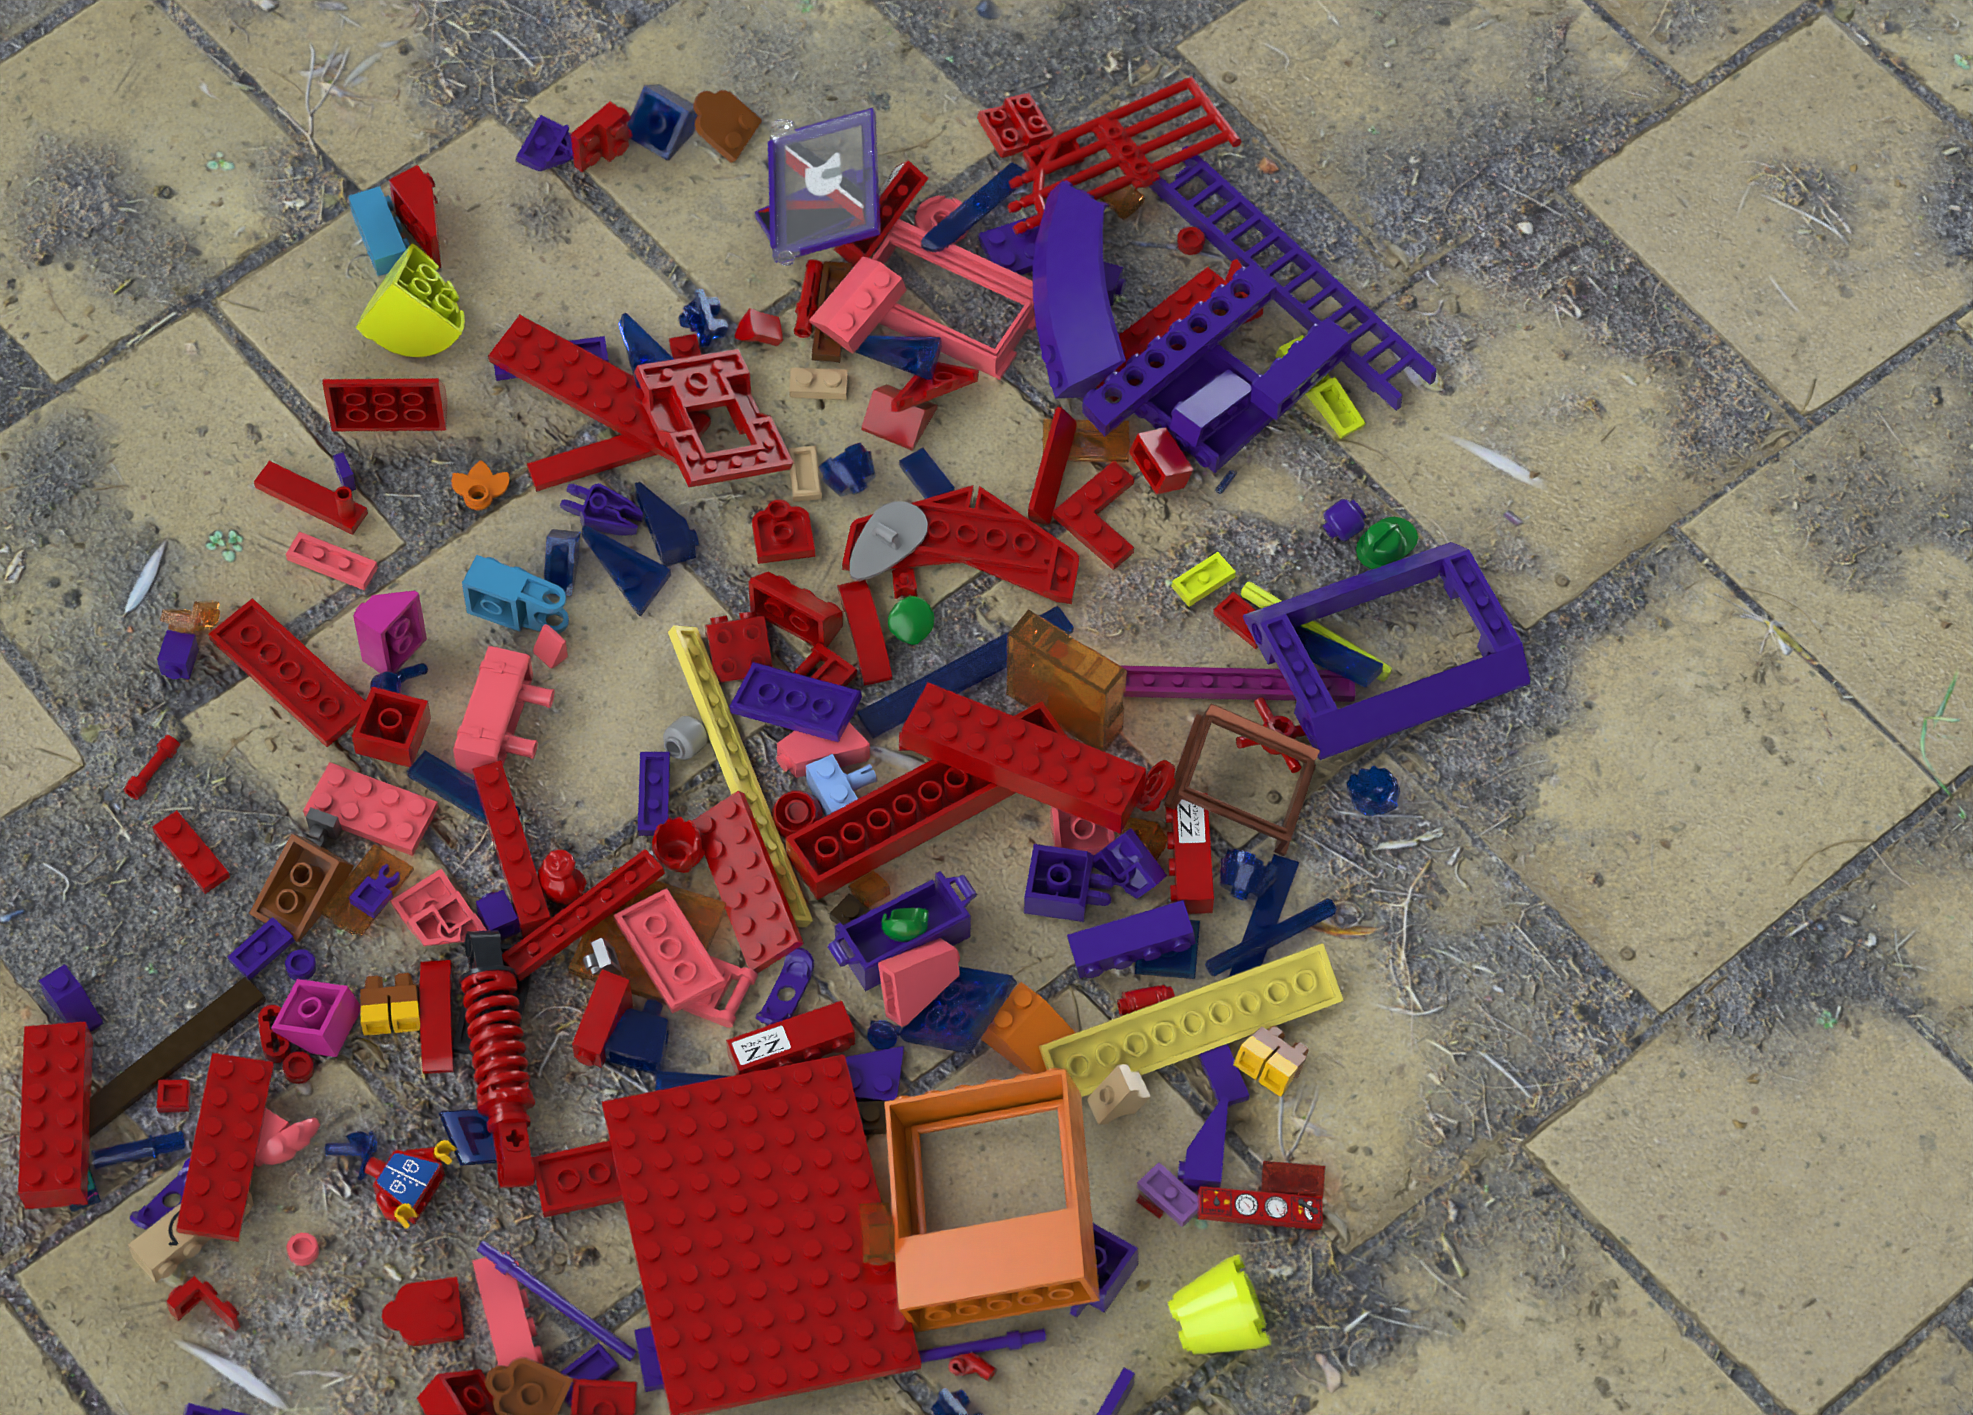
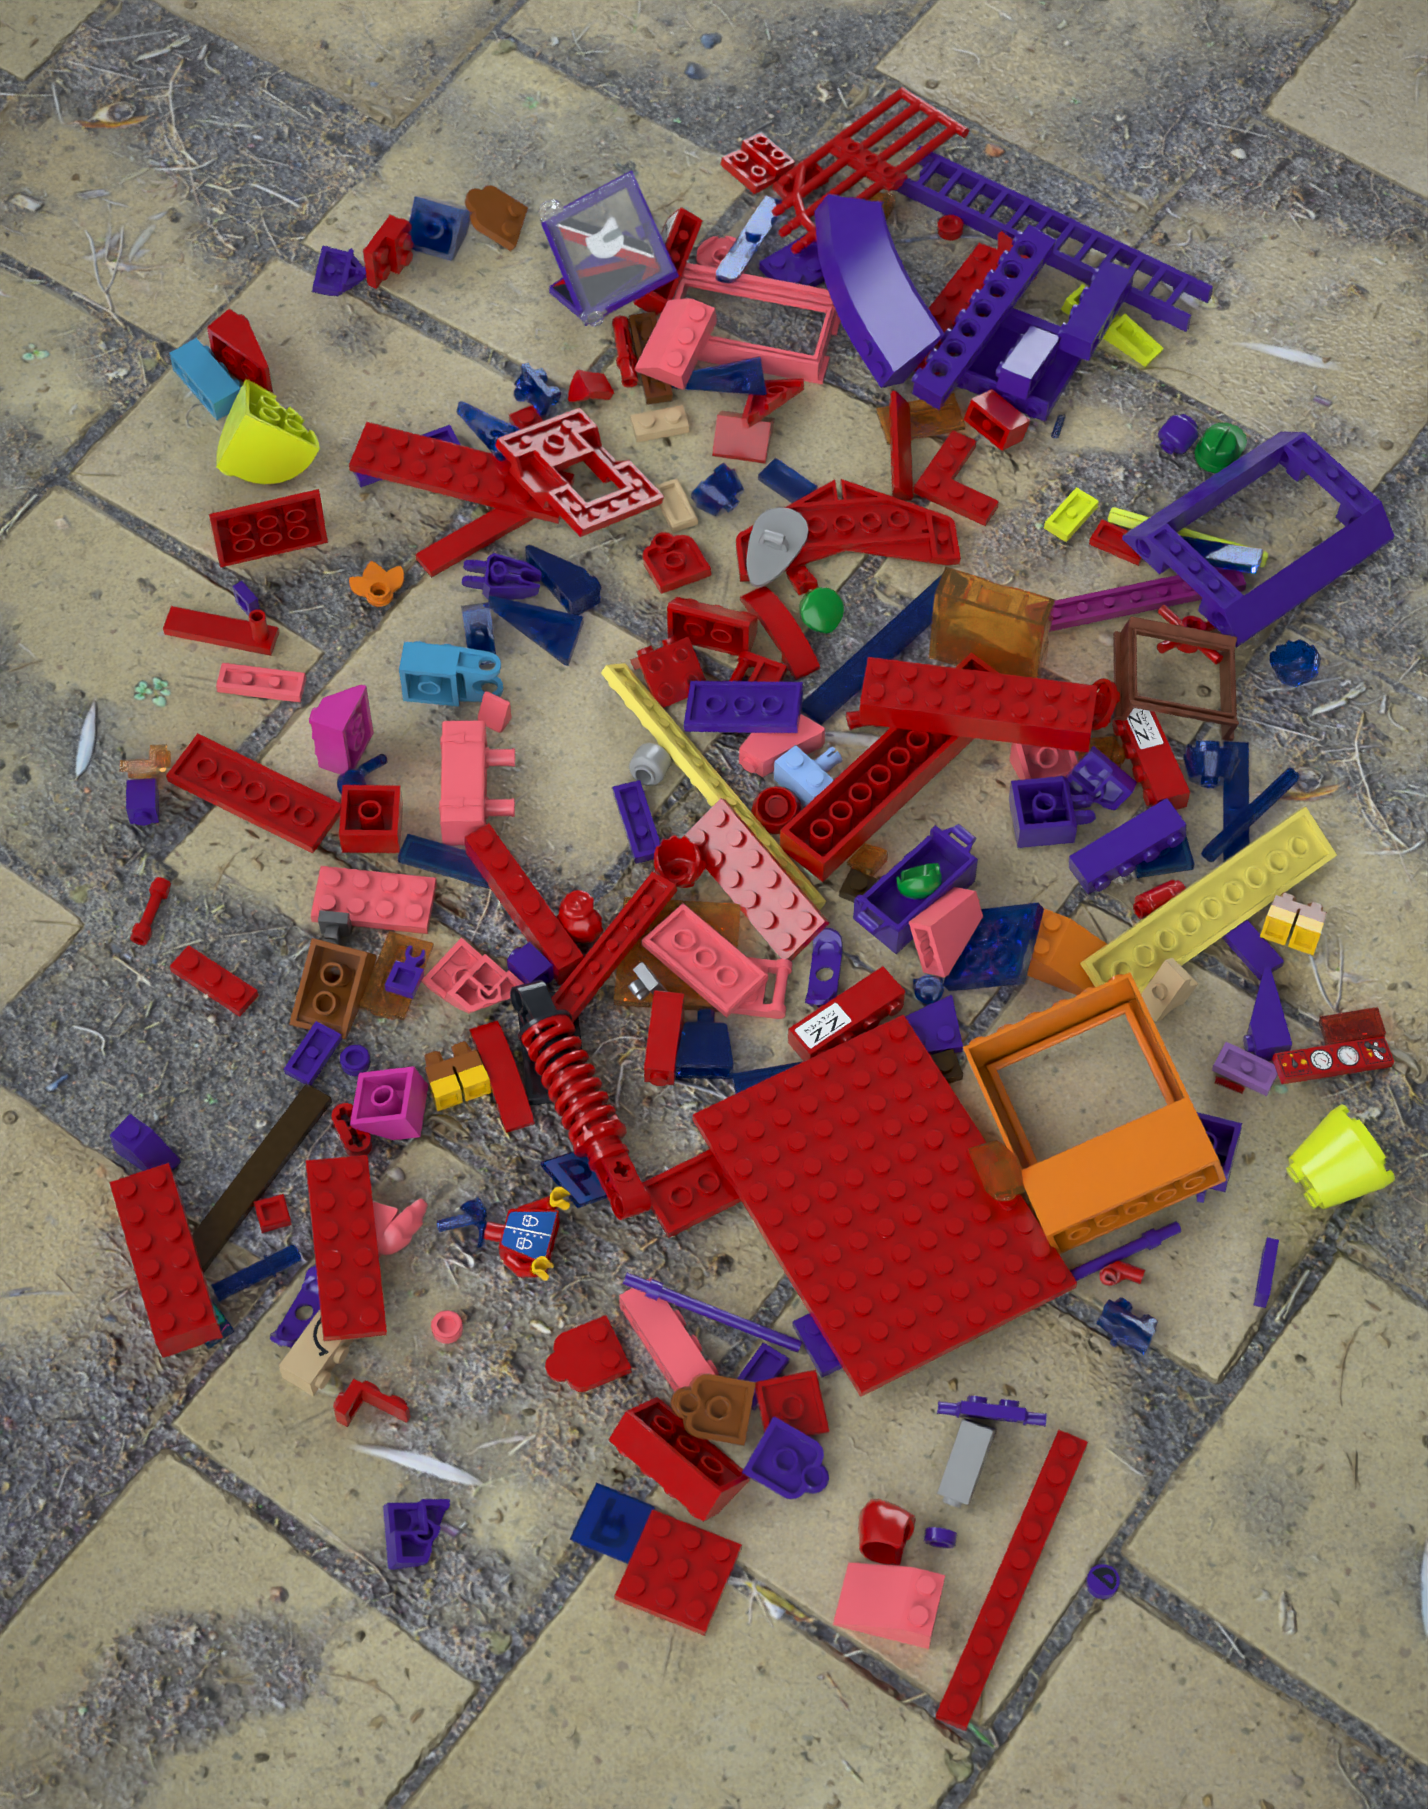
camera: 15 degrees left, 0 degrees up
(298, 1067) = (385, 1156): red tile -> none

